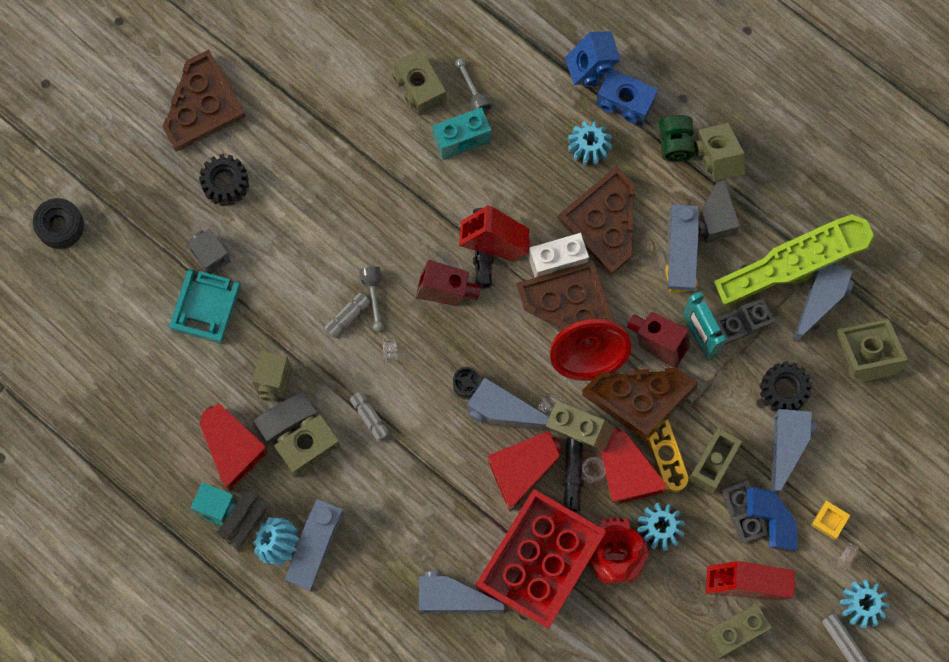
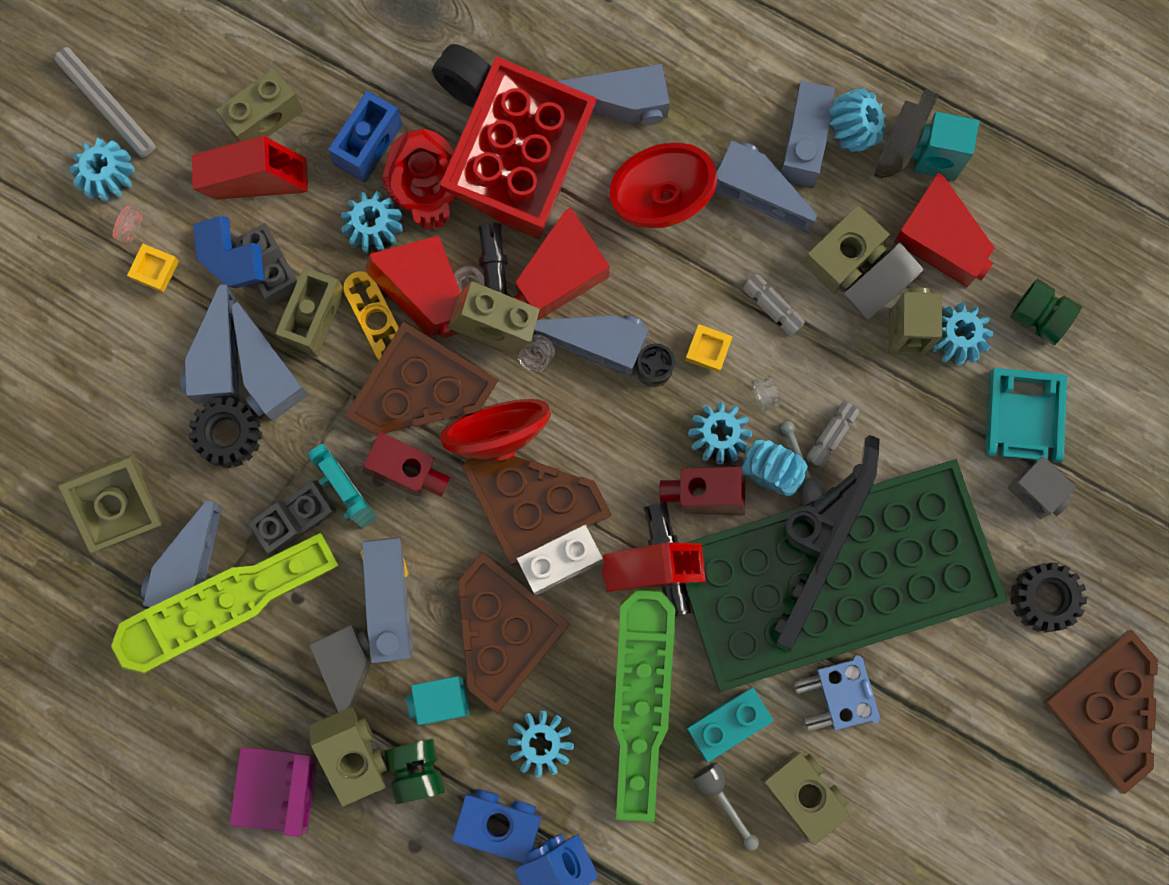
camera: 170 degrees right, 5 degrees up
(176, 377) = (1046, 312): none -> dark green wheel
(228, 372) = (963, 347): none -> medium azure gear
(362, 218) = (903, 568): none -> dark green plate
(364, 243) = (832, 521): none -> black piece
(365, 510) = (757, 183): none -> sand blue slope
(378, 141) = (850, 692): none -> medium blue piece
(396, 293) = (774, 467): none -> medium azure gear
(419, 322) = (729, 425): none -> medium azure gear
(424, 390) = (708, 348): none -> yellow plate
(445, 526) = (663, 185): none -> red dish
(518, 153) = (642, 698): none -> bright green piece
(575, 629) = (461, 73): none -> black tyre
(654, 175) = (438, 701): none -> teal brick
(657, 591) = (365, 136): none -> blue brick
(752, 425) = (263, 371): none -> sand blue slope
(773, 143) = (274, 790): none -> magenta bracket

